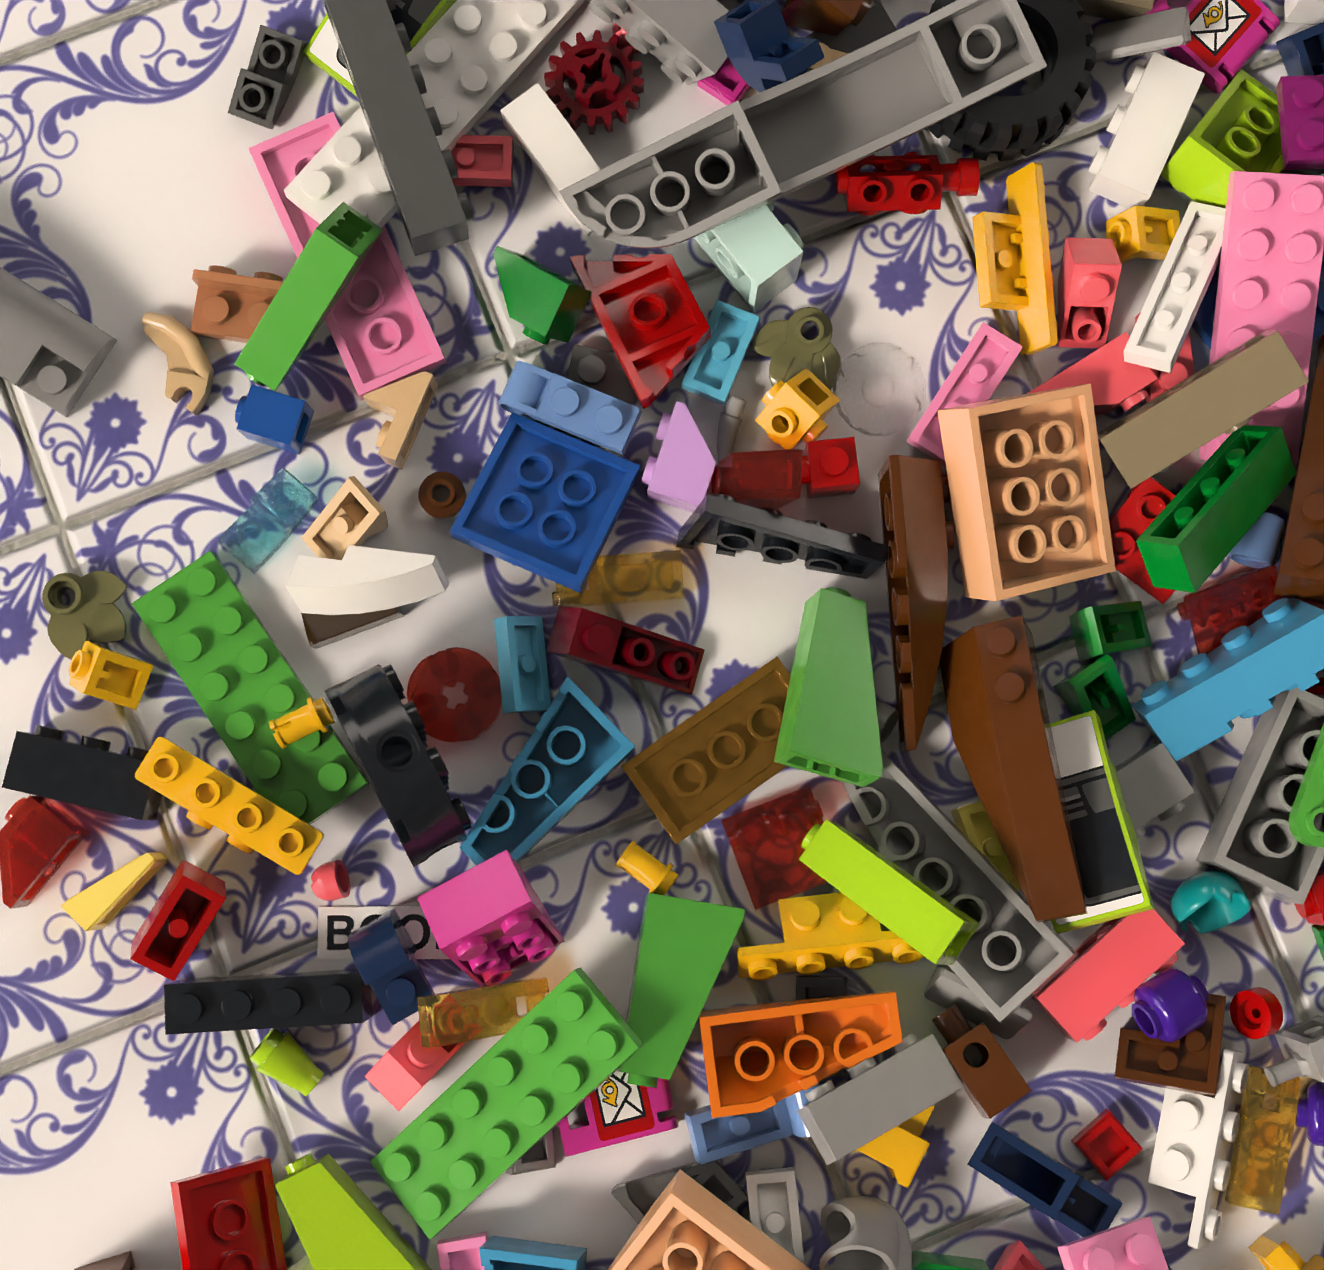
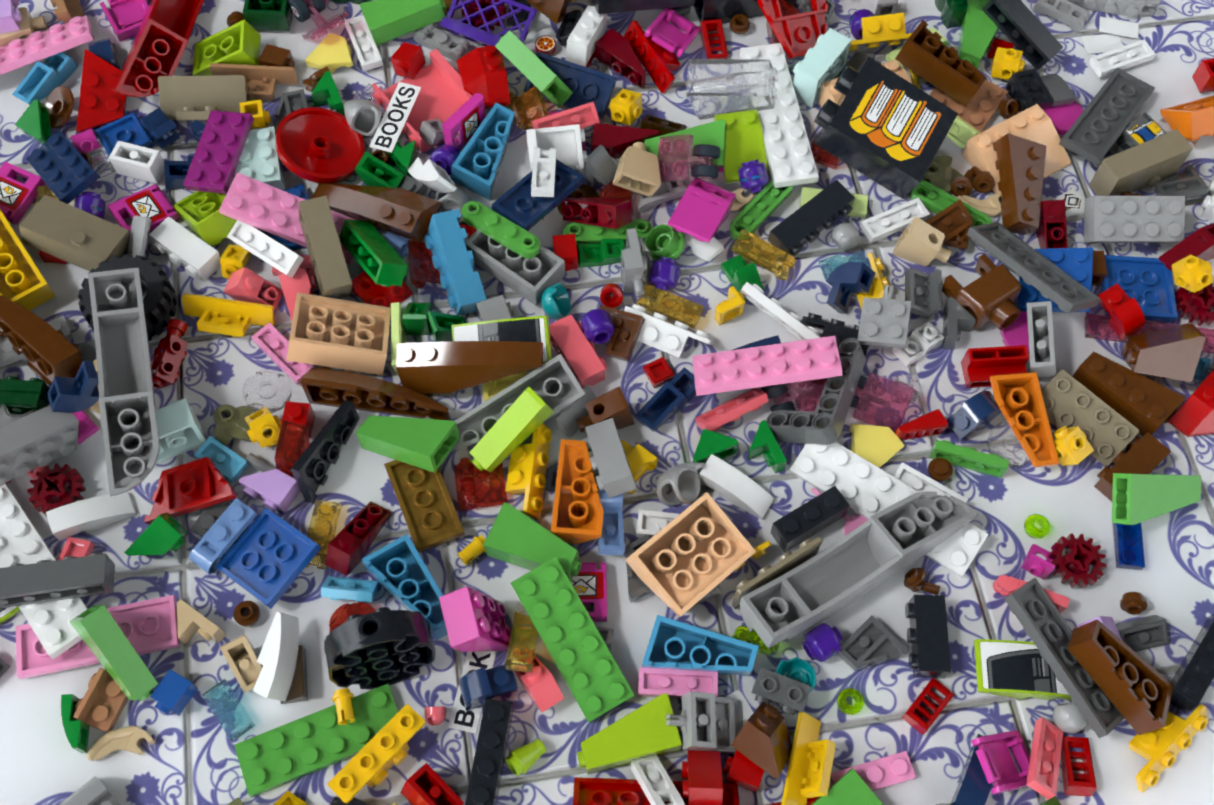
camera: 80 degrees left, 20 degrees down
(174, 281) = (75, 730): none -> green slope
(1061, 602) = (398, 332): none -> yellowish green tile

